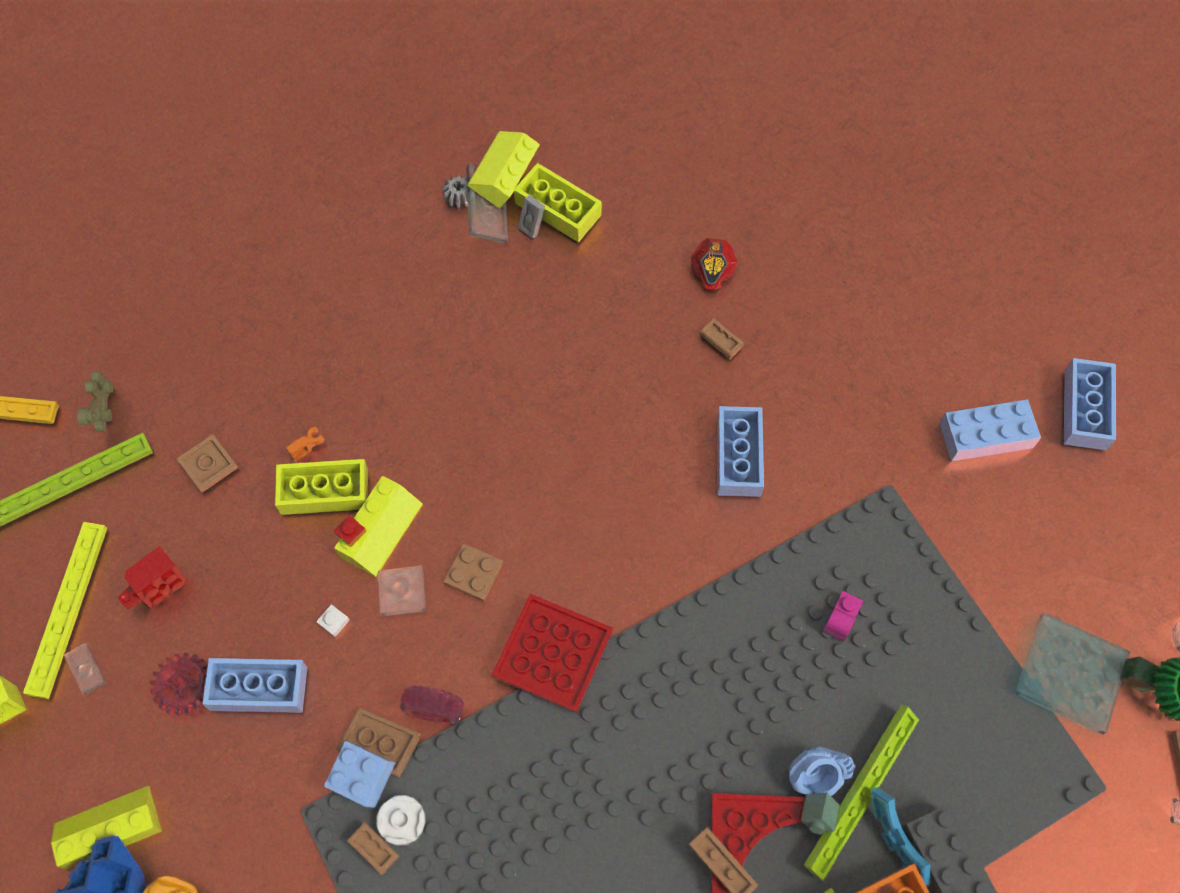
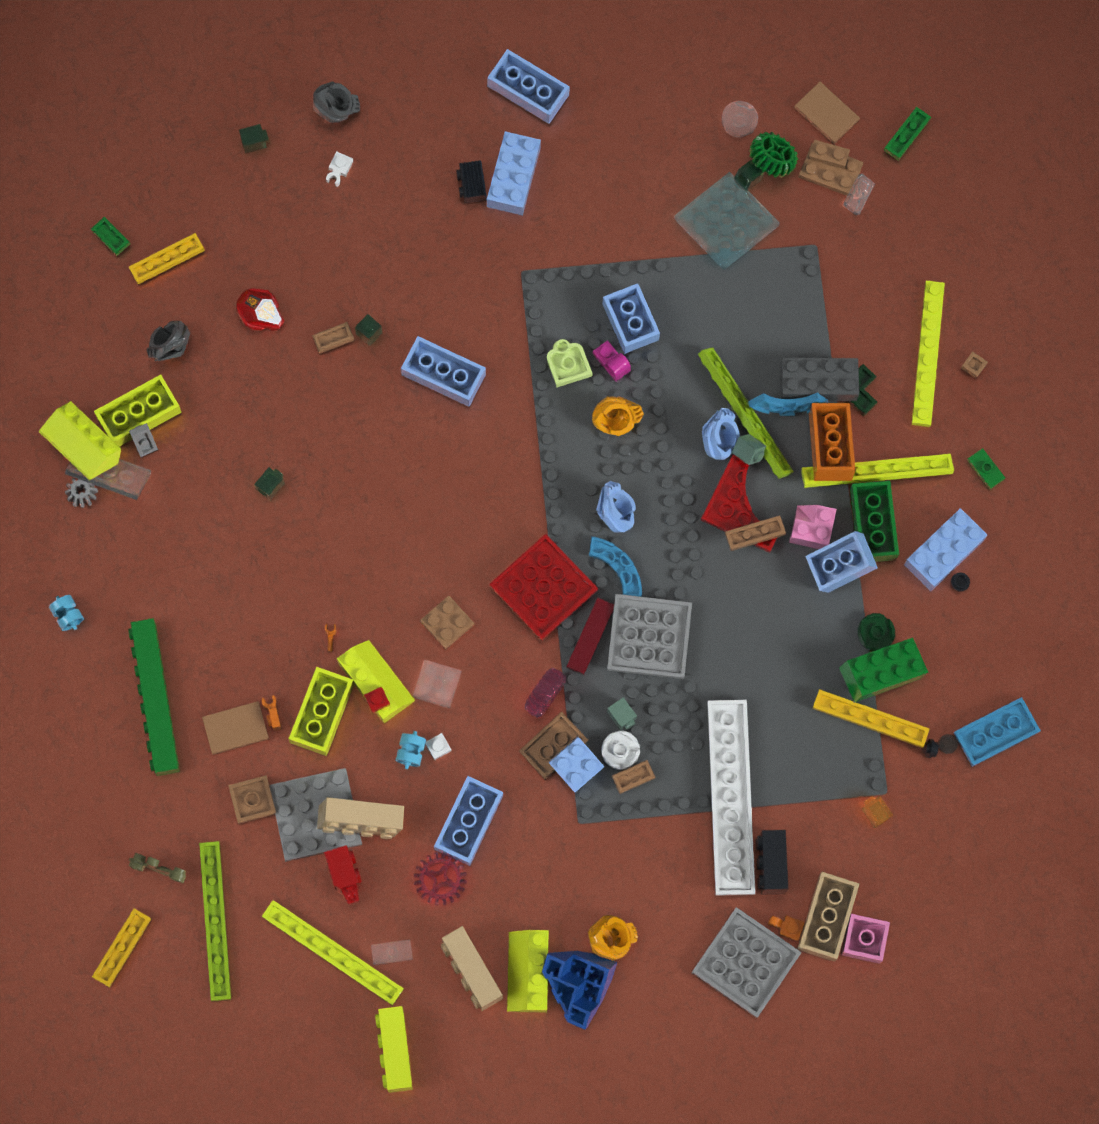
camera: 70 degrees left, 10 degrees up
(83, 761) = (472, 969): none -> tan brick
(213, 531) = (297, 814): none -> light grey plate
(214, 568) = (360, 818): none -> tan brick
(277, 417) = (235, 728): none -> medium nougat tile
(279, 333) = (155, 697): none -> green brick
(315, 592) = (410, 750): none -> medium azure wheel
(335, 223) = (65, 610): none -> medium azure wheel
(412, 465) = (330, 634): none -> orange hand
(441, 803) = (622, 714): none -> sand green brick
(519, 728) = (590, 636): none -> dark red tile
(543, 343) = (270, 483): none -> clear green brick
(547, 795) = (649, 636): none -> light grey plate
(618, 727) = (620, 564): none -> dark azure tile
(643, 201) = (168, 341): none -> dark grey helmet
(676, 690) = (616, 514): none -> light blue helmet
(717, 116) = (110, 236): none -> green plate
(721, 168) = (166, 258): none -> yellow plate
(746, 365) = (368, 329): none -> clear green brick
(782, 644) = (616, 415): none -> light orange helmet
(815, 571) = (568, 363): none -> yellowish green plate
(880, 188) = (253, 138): none -> clear green brick
(898, 273) = (339, 166): none -> white plate
(900, 613) = (631, 318): none -> light blue brick
(957, 395) = (472, 182): none -> black brick
(959, 238) = (334, 102): none -> dark grey helmet

